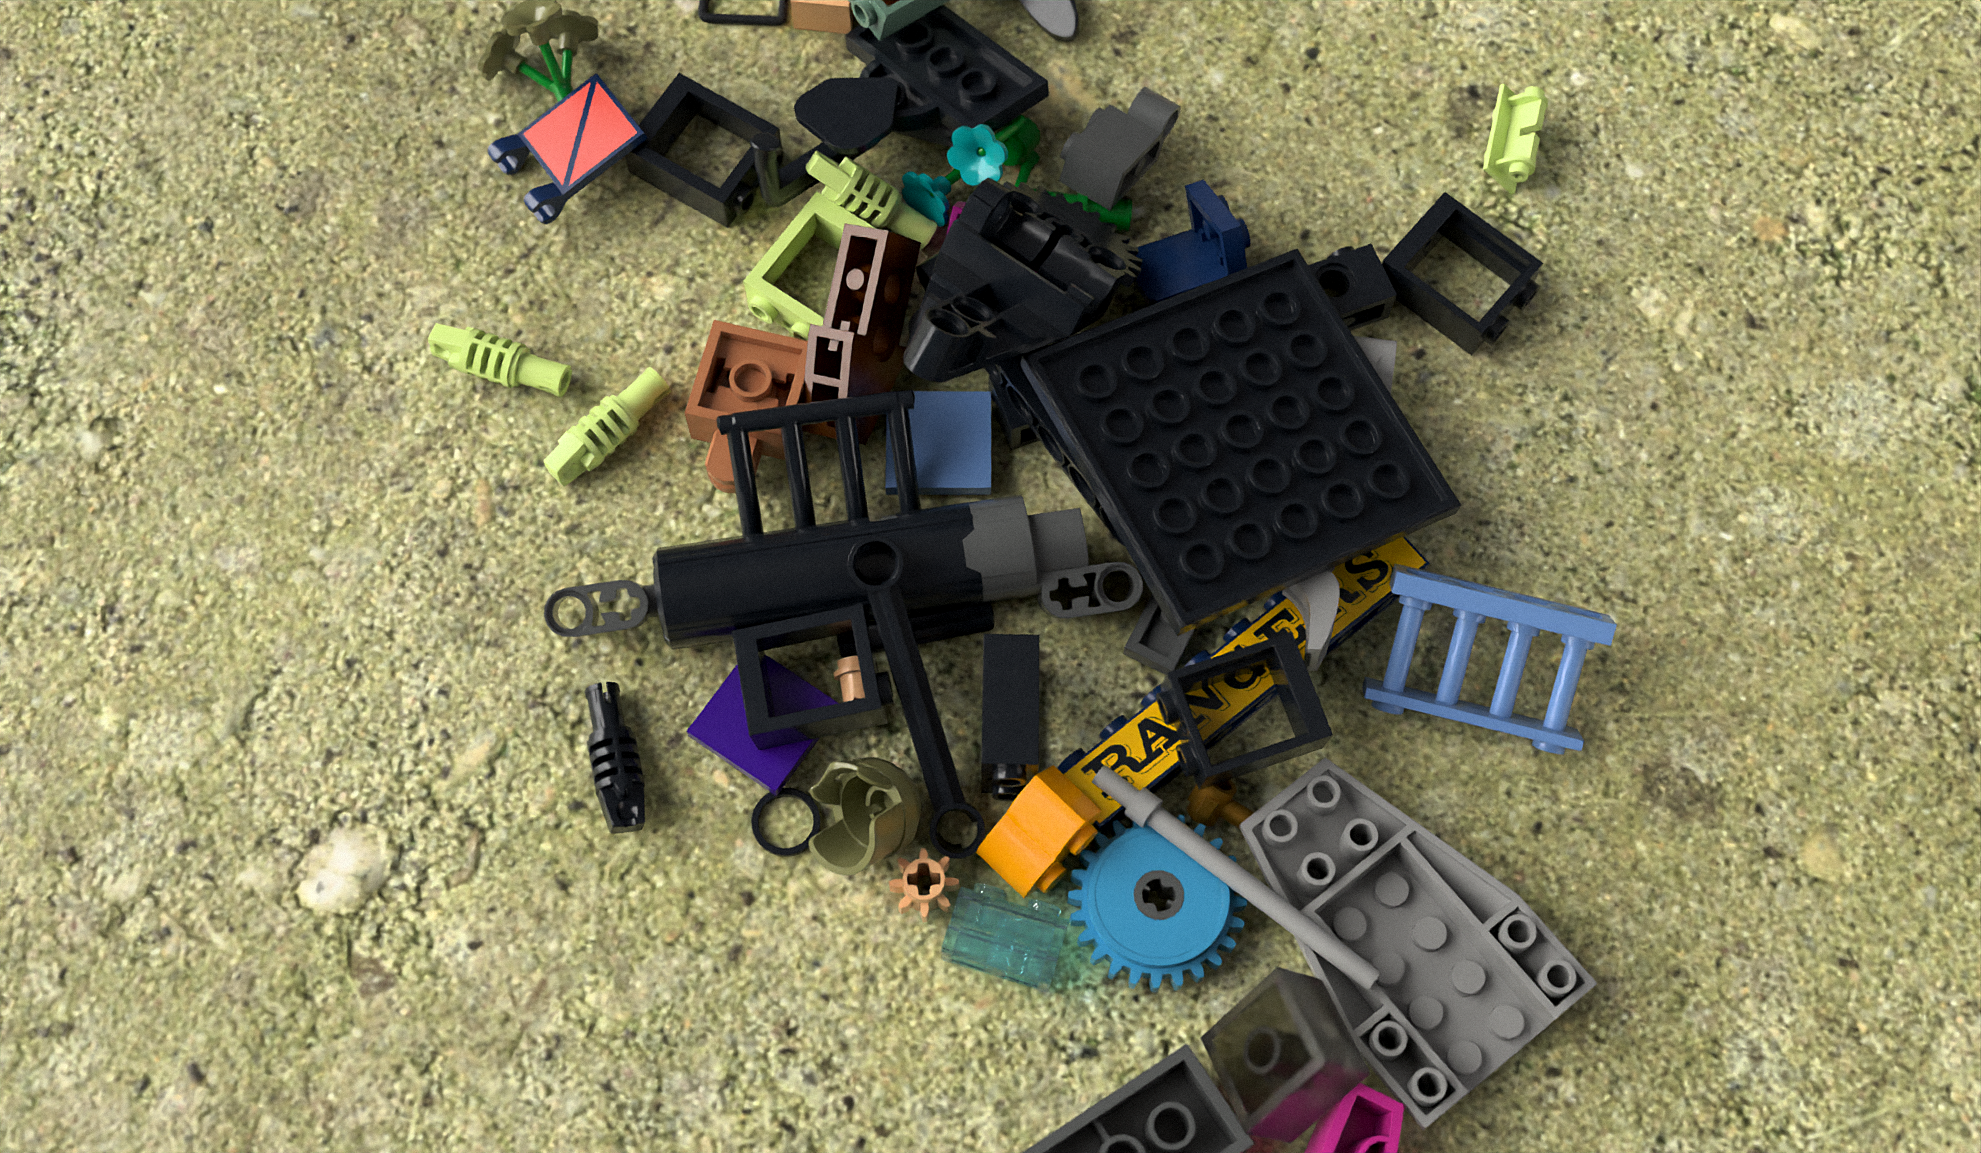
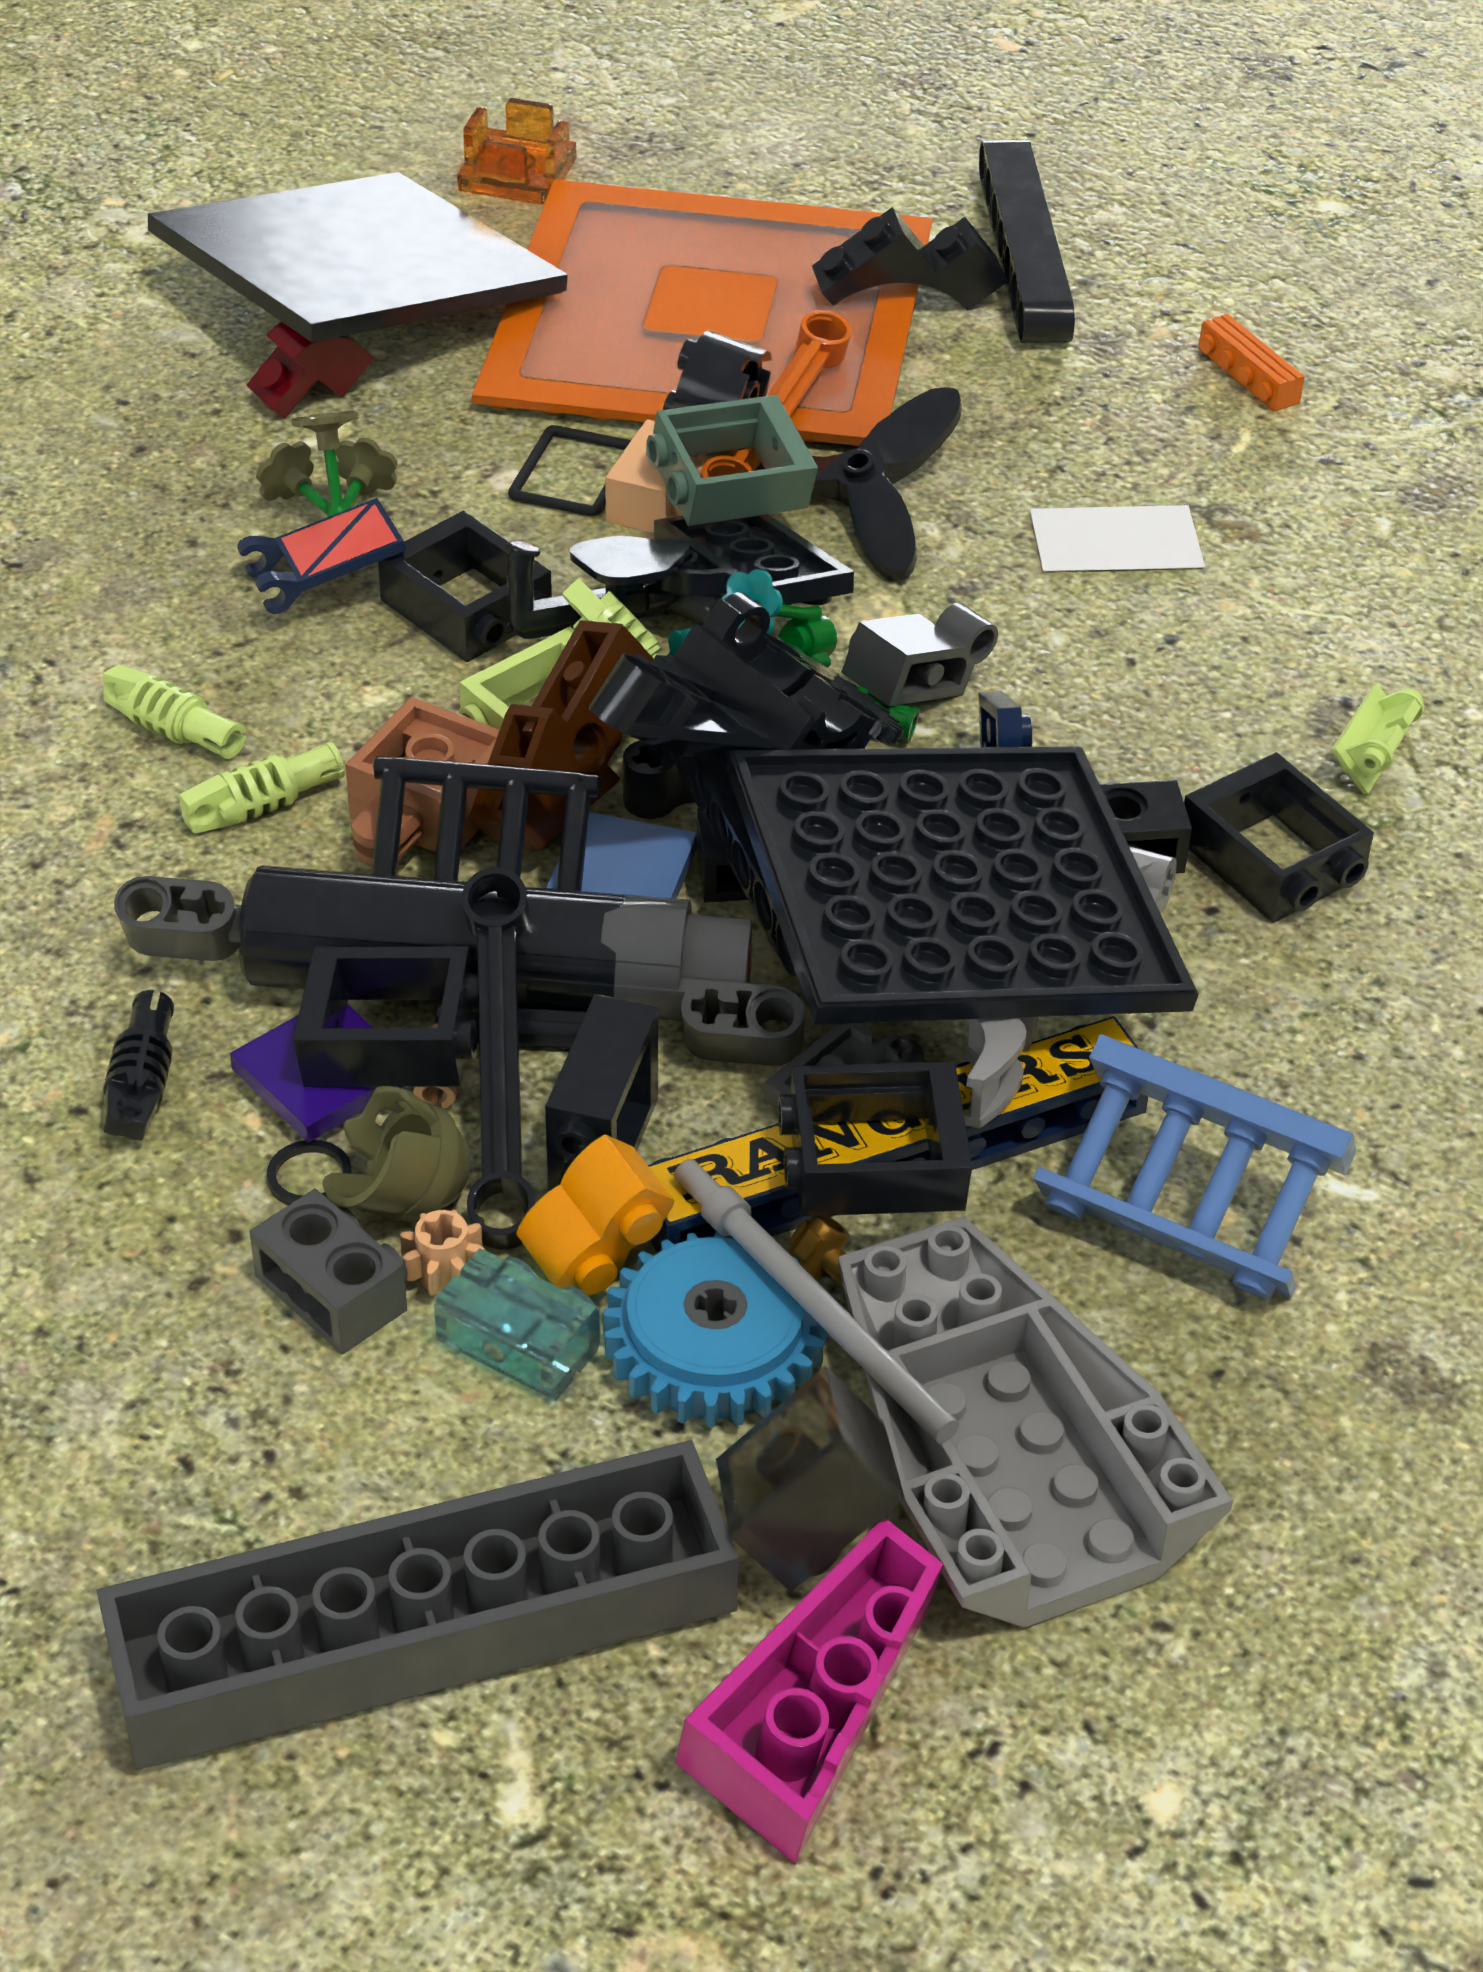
camera: 15 degrees right, 25 degrees down
(832, 937) = (329, 1270): none -> dark grey brick

